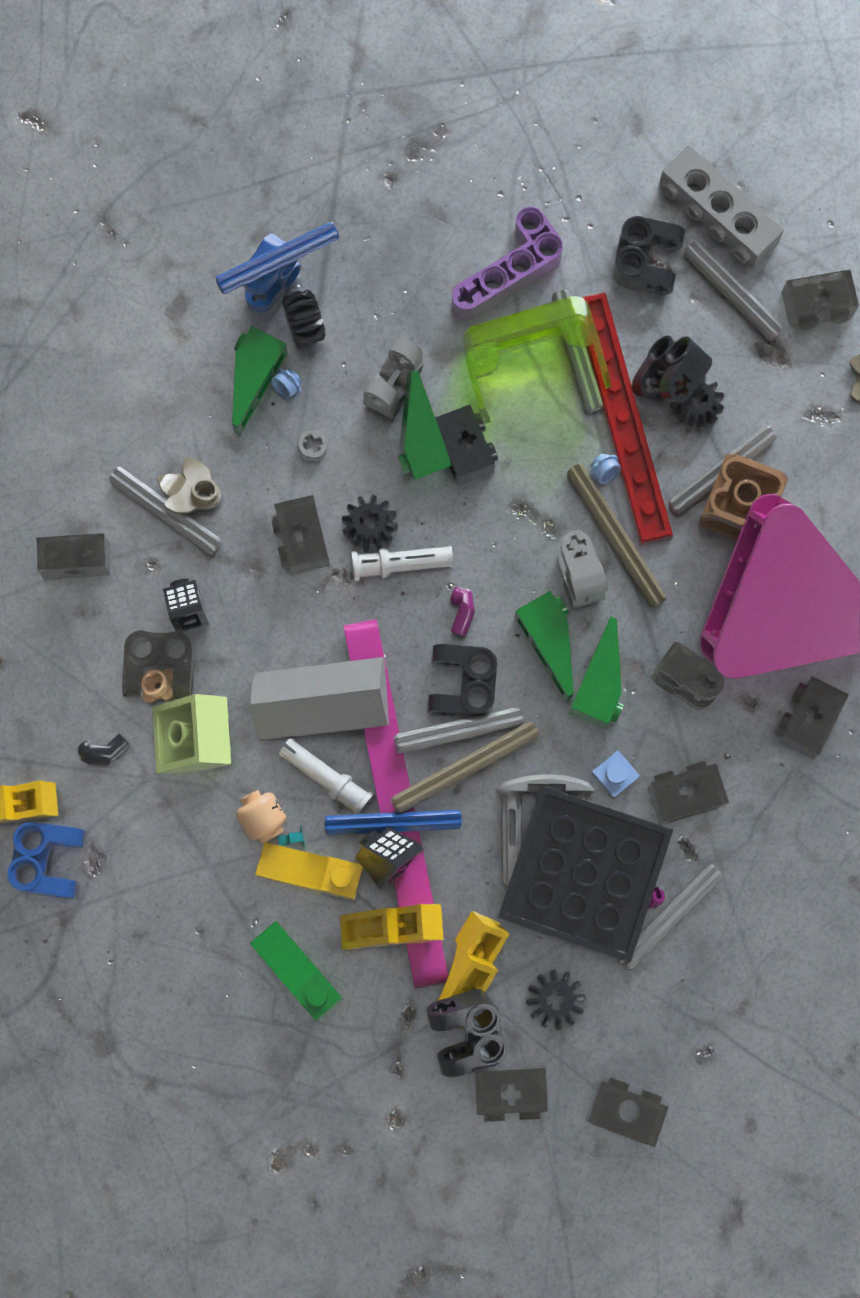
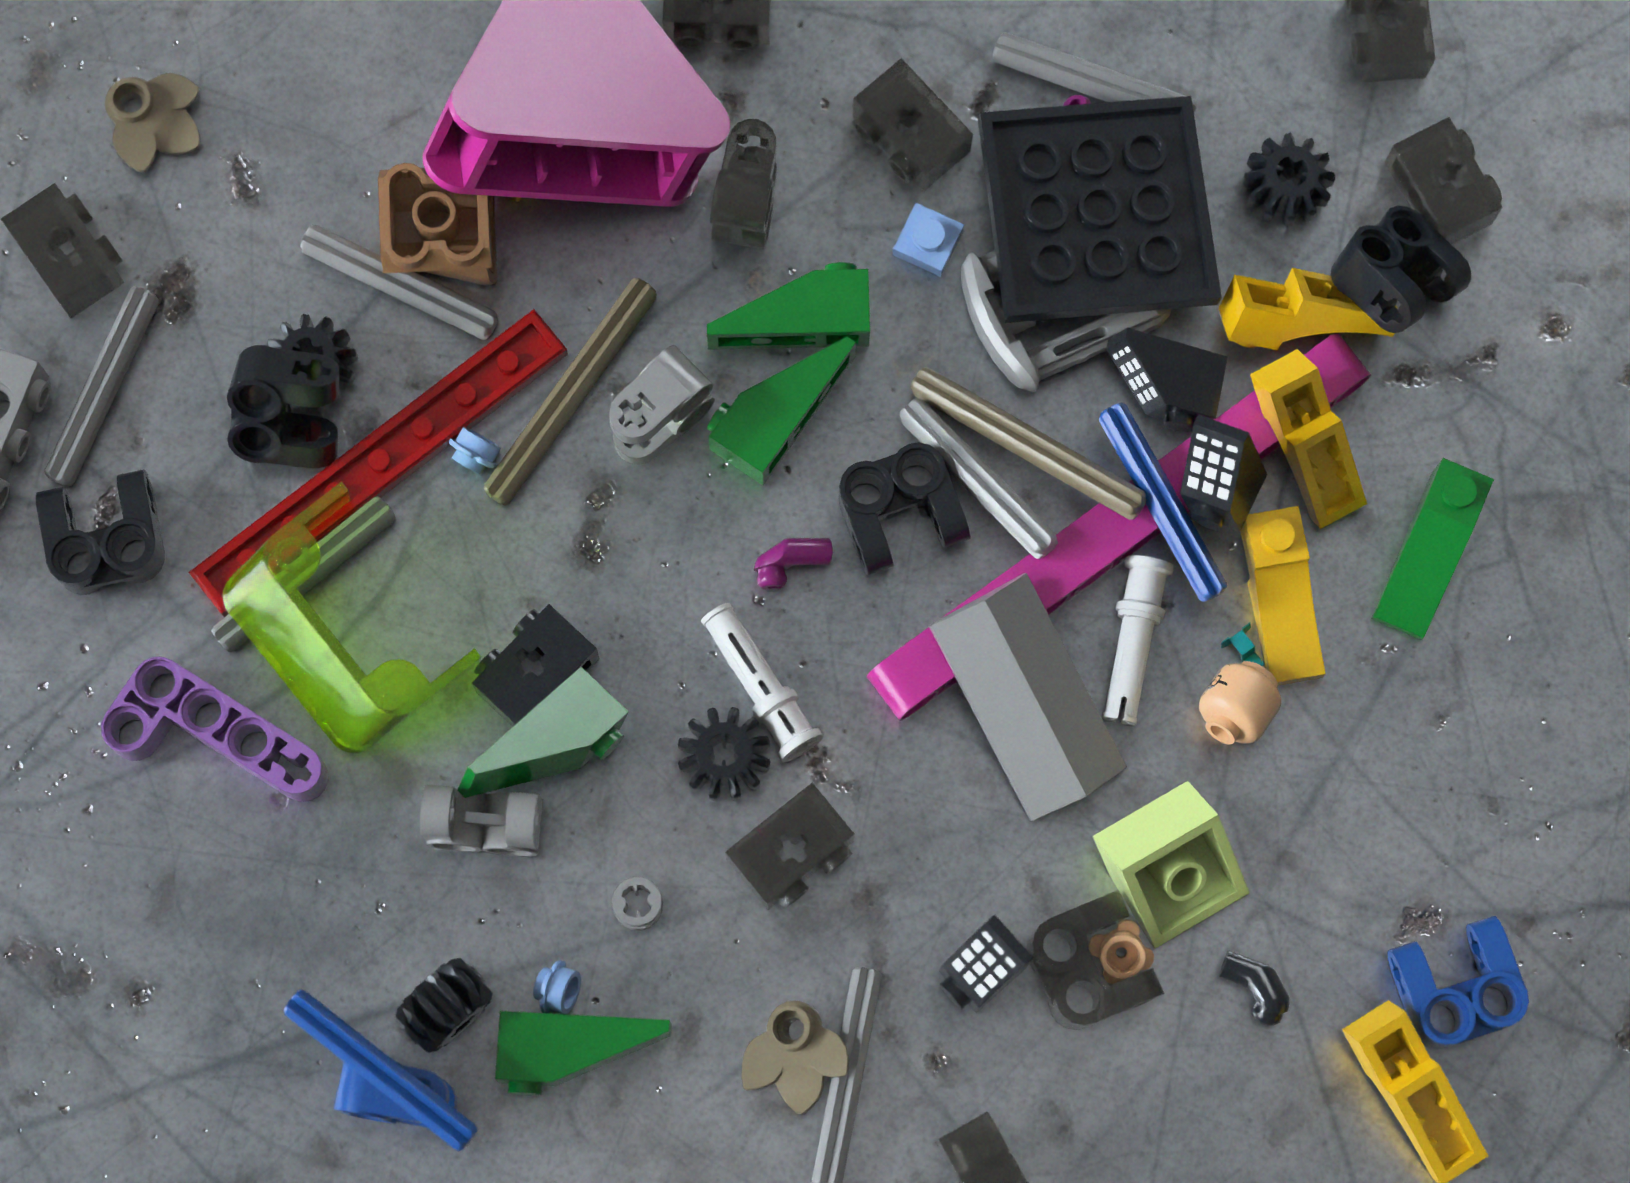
camera: 115 degrees left, 0 degrees up
(464, 868) = (1169, 377): none -> black slope

